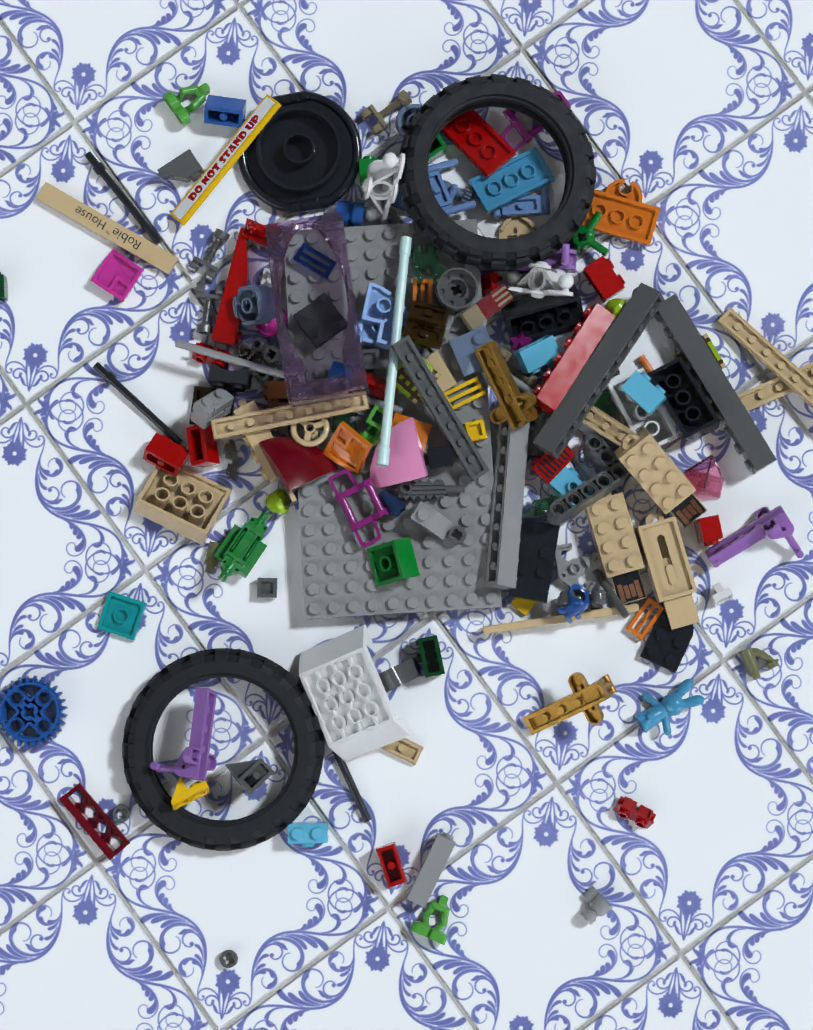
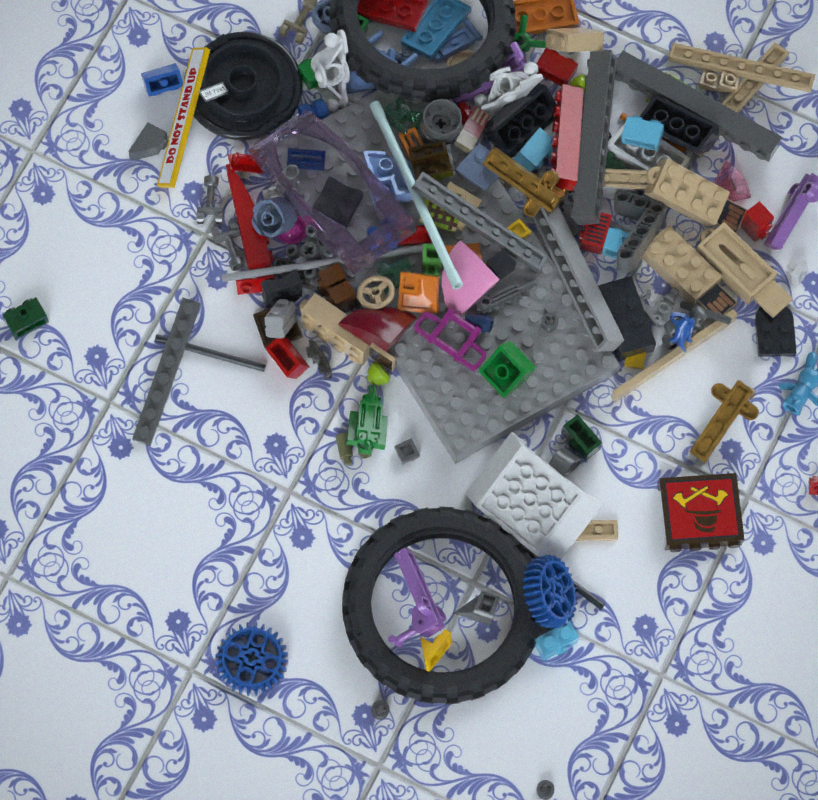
camera: 30 degrees left, 15 degrees down
(88, 403) = (166, 371): none -> dark grey plate
(91, 828) = (358, 733): dark red fence -> none
(100, 169) = (76, 177): black bar -> none
(107, 228) = (107, 222): tan tile -> none
(117, 275) = (137, 254): dark pink plate -> none
(121, 615) = (290, 538): teal tile -> none
(166, 454) = (259, 381): red brick -> none
(174, 101) = (123, 99): bright green piece -> none
(183, 503) = (293, 414): tan slope -> none
(269, 148) = (214, 91): none -> sticker
(284, 416) = (352, 289): tan tile -> none
(287, 280) = (292, 174): none -> flat silver bar
(321, 789) = (549, 591): none -> blue gear
(391, 864) = (645, 630): red brick -> none
(423, 927) = (703, 673): bright green piece -> none
(431, 520) = (521, 319): light grey slope -> none
(431, 869) = (682, 619): light grey brick -> none
(461, 386) = (495, 191): yellow tile -> none
(503, 780) = (701, 512): none -> panel
(519, 341) = (513, 148): magenta piece -> none
(542, 506) = (608, 269): clear green animal -> none
(632, 262) = (574, 39): none -> tan brick
(650, 624) = (743, 337): orange tile -> none
(751, 369) = (719, 83): none -> tan slope

